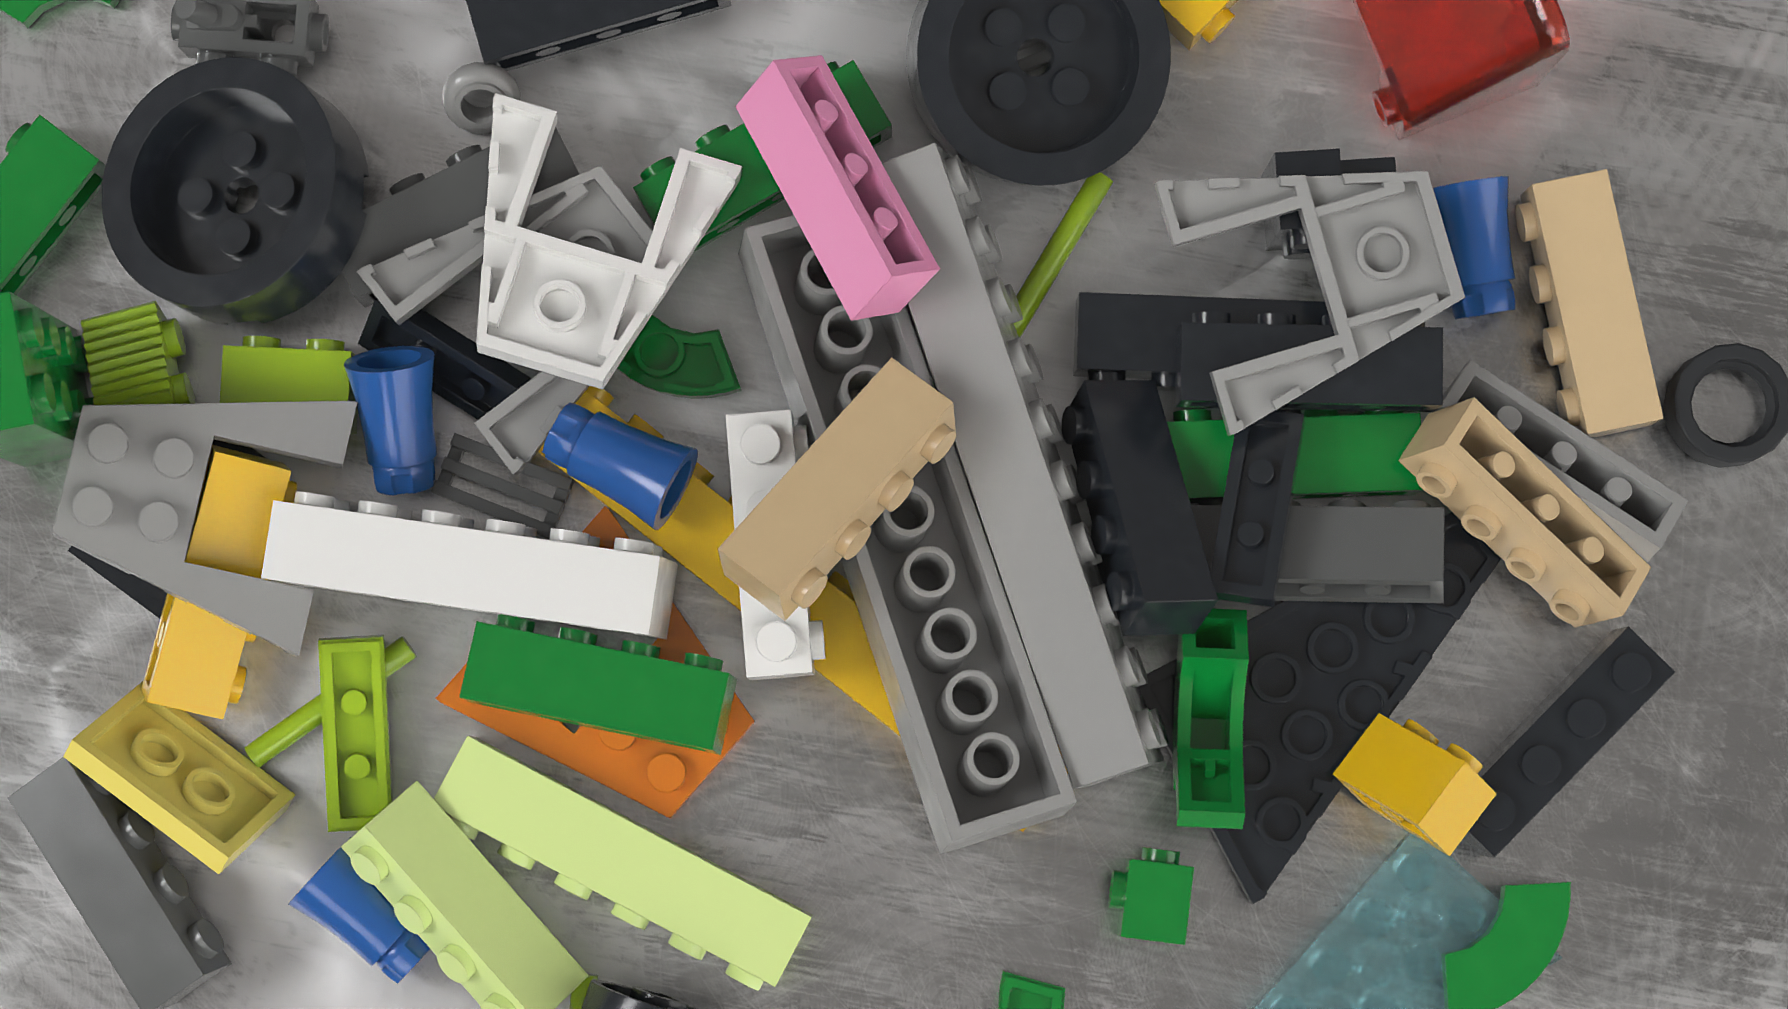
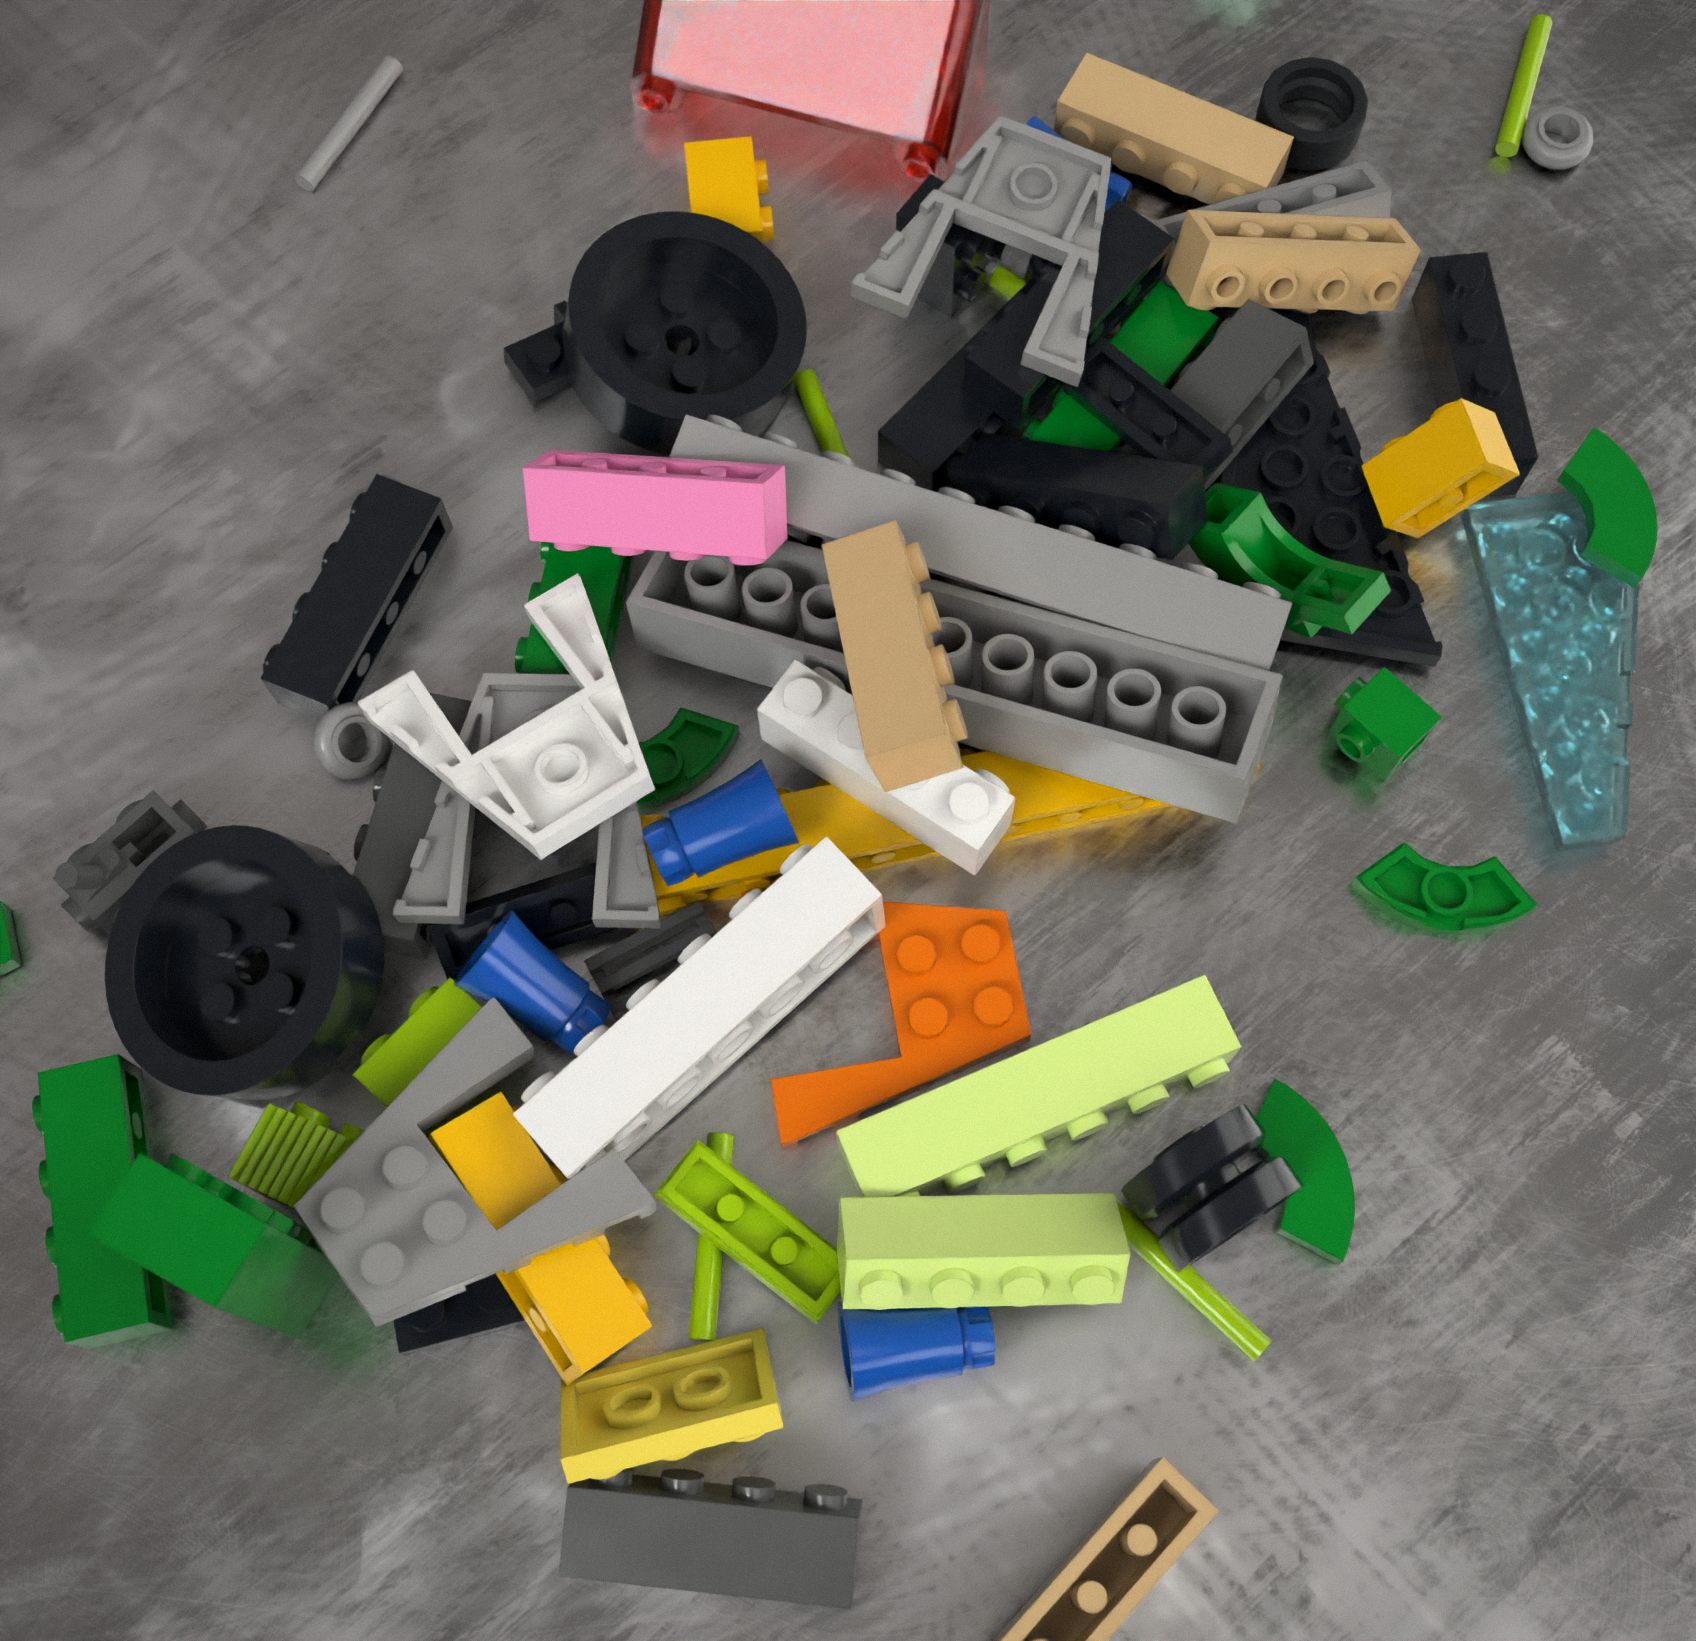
camera: 50 degrees left, 15 degrees down
(599, 686) = (883, 992): green brick -> none

